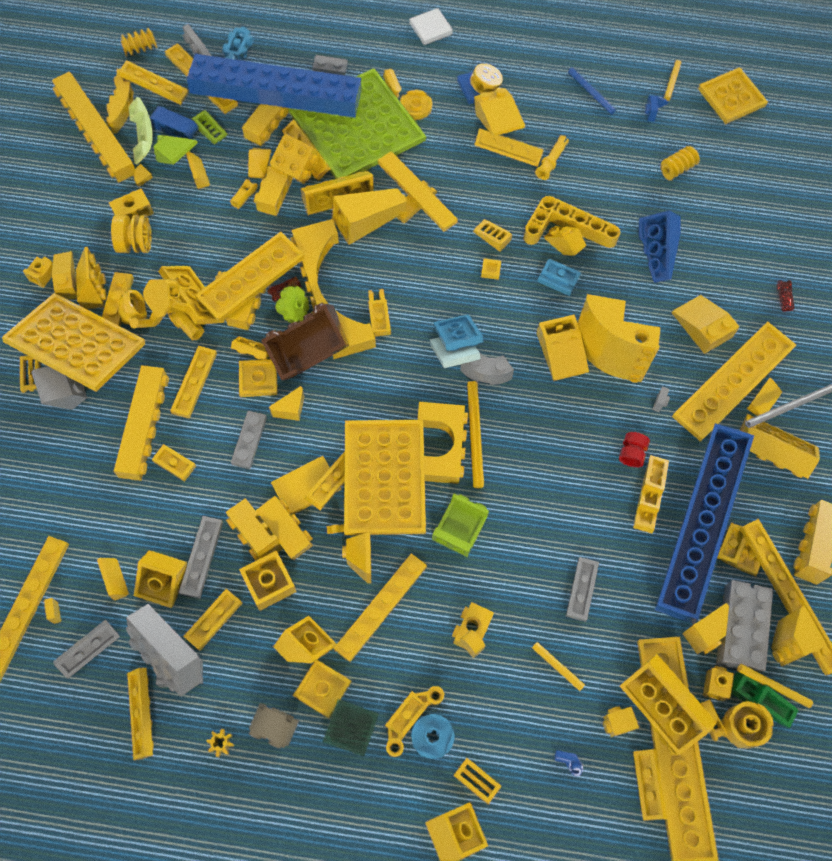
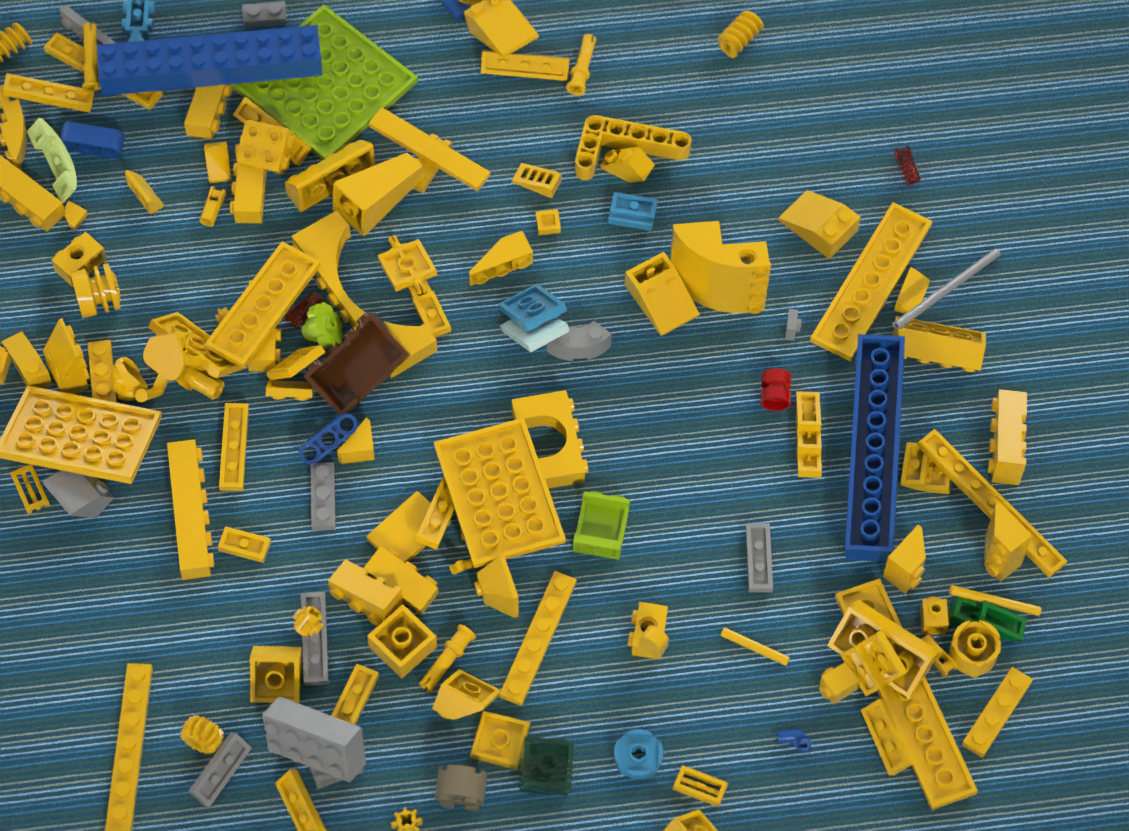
camera: 15 degrees left, 5 degrees down
(52, 610) = (165, 740): yellow tile -> none
(81, 615) = (201, 734): none -> yellow gear
(113, 578) = (220, 689): yellow slope -> none
(171, 149) = (105, 172): lime slope -> none
(195, 49) = (90, 64): none -> yellow pin
(196, 542) = (307, 621): none -> yellow gear
(205, 116) = (135, 123): lime slope -> none
(257, 378) = (305, 420): yellow tile -> none
(259, 401) = (316, 441): none -> blue beam
(260, 328) = (295, 362): none -> yellow tile
(308, 598) = (453, 650): none -> yellow pin
(372, 274) = (407, 265): none -> yellow plate
(392, 82) = (351, 16): yellow bar -> none
(407, 715) = (604, 740): yellow plate -> none
(417, 104) = (392, 37): yellow tile -> none
(449, 287) = (505, 256): none -> yellow slope
(475, 435) = (587, 420): yellow axle -> none
(656, 717) = (874, 663): none -> yellow slope
(660, 240) = (742, 135): blue wedge -> none
(746, 626) = (948, 547): light grey piece -> none
(752, 788) = (997, 712): none -> yellow plate

